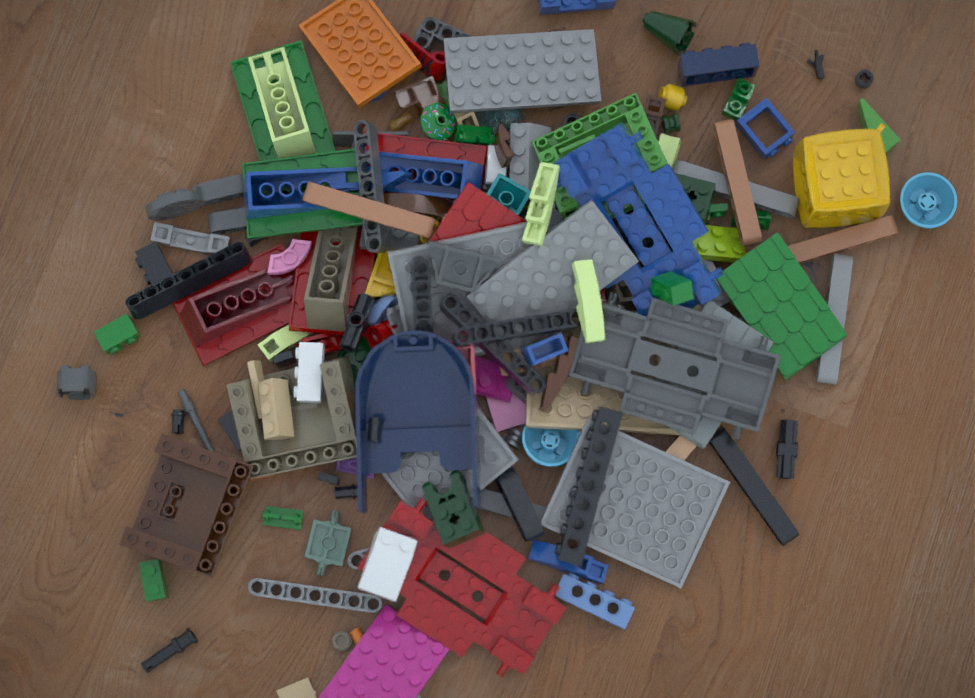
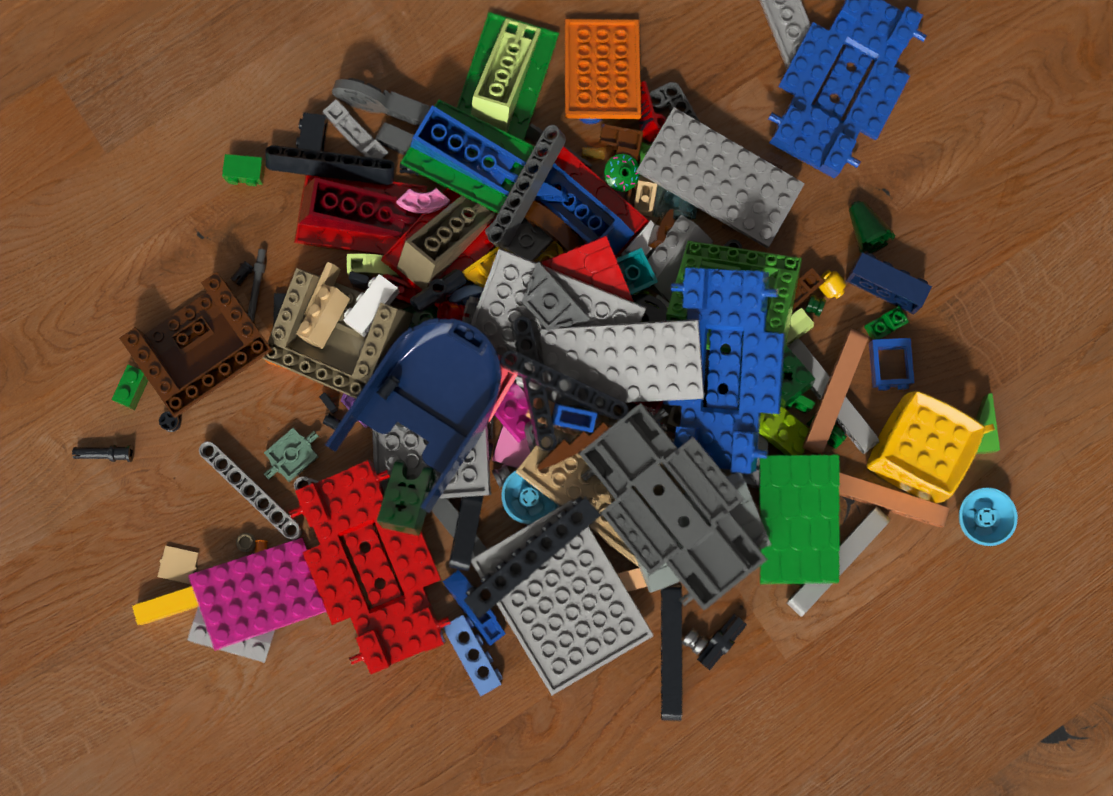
camera: 30 degrees right, 0 degrees up
(76, 382) = (182, 186): dark grey brick -> none
(204, 584) = (166, 420): none -> black wheel
(282, 517) = (269, 408): green hinge -> none
(368, 209) = (510, 204): nougat beam -> none
(387, 564) = (319, 505): white slope -> none
(421, 295) = (503, 303): black beam -> none
(474, 134) = (644, 204): green hinge -> none
(541, 203) = (655, 293): yellowish green slope -> none
(589, 301) = (637, 403): yellowish green slope -> none
(672, 288) = (714, 440): green brick -> none
(765, 463) = (691, 638): none -> flat silver wheel
(817, 64) = (973, 340): black bar -> none
(859, 82) = (1011, 378): black bush -> none

